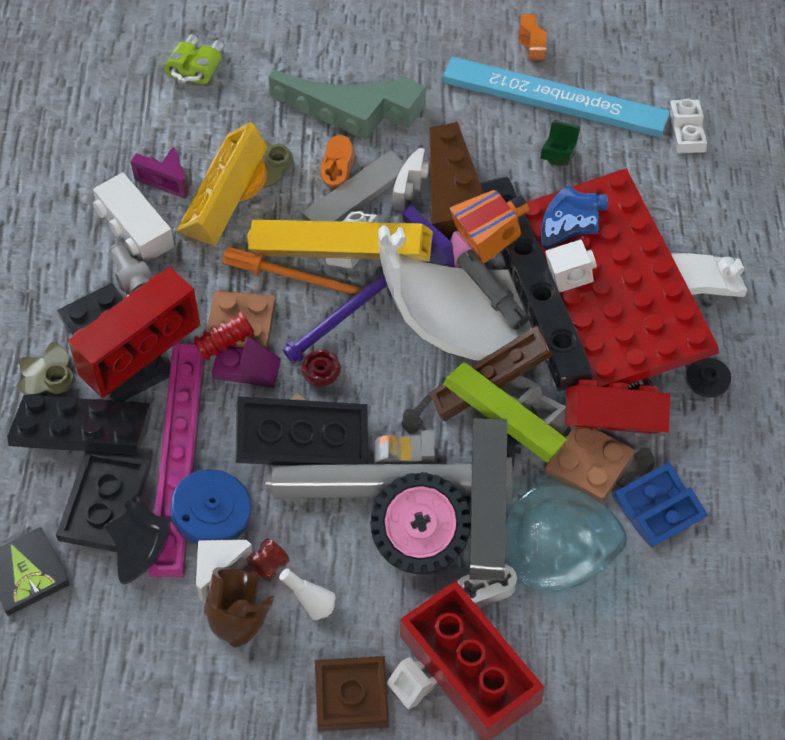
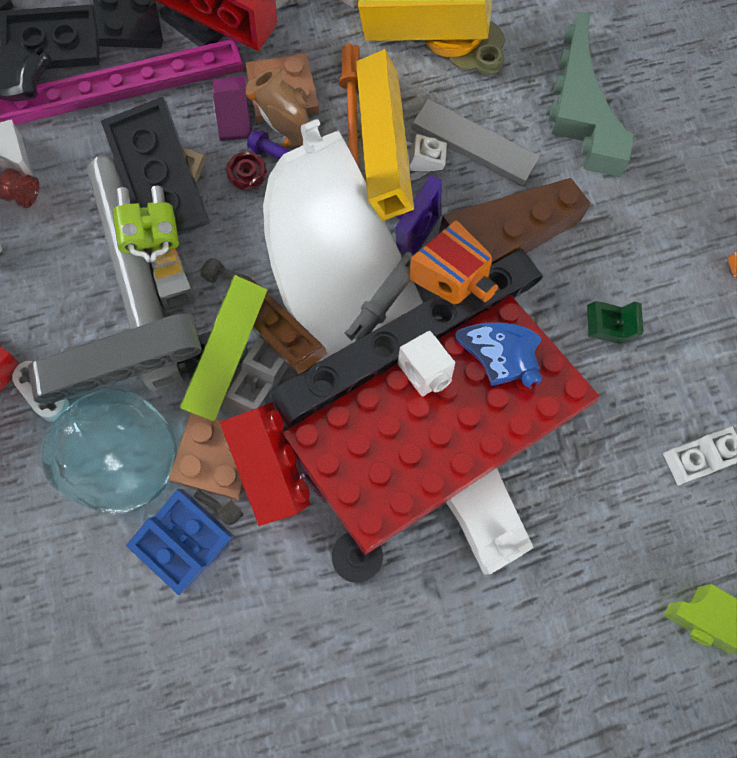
camera: 65 degrees right, 15 degrees up
(210, 506) = (60, 123): blue wheel -> none
(224, 336) = (237, 65): red piece -> none
(278, 311) = (280, 104): none -> medium nougat animal
(337, 161) = (504, 112): orange piece -> none
(362, 446) = (144, 227): none -> lime piece
(409, 179) = (494, 180): white slope -> none
(444, 534) = (77, 302): wheel -> none
(556, 96) = (687, 307): medium azure tile -> none

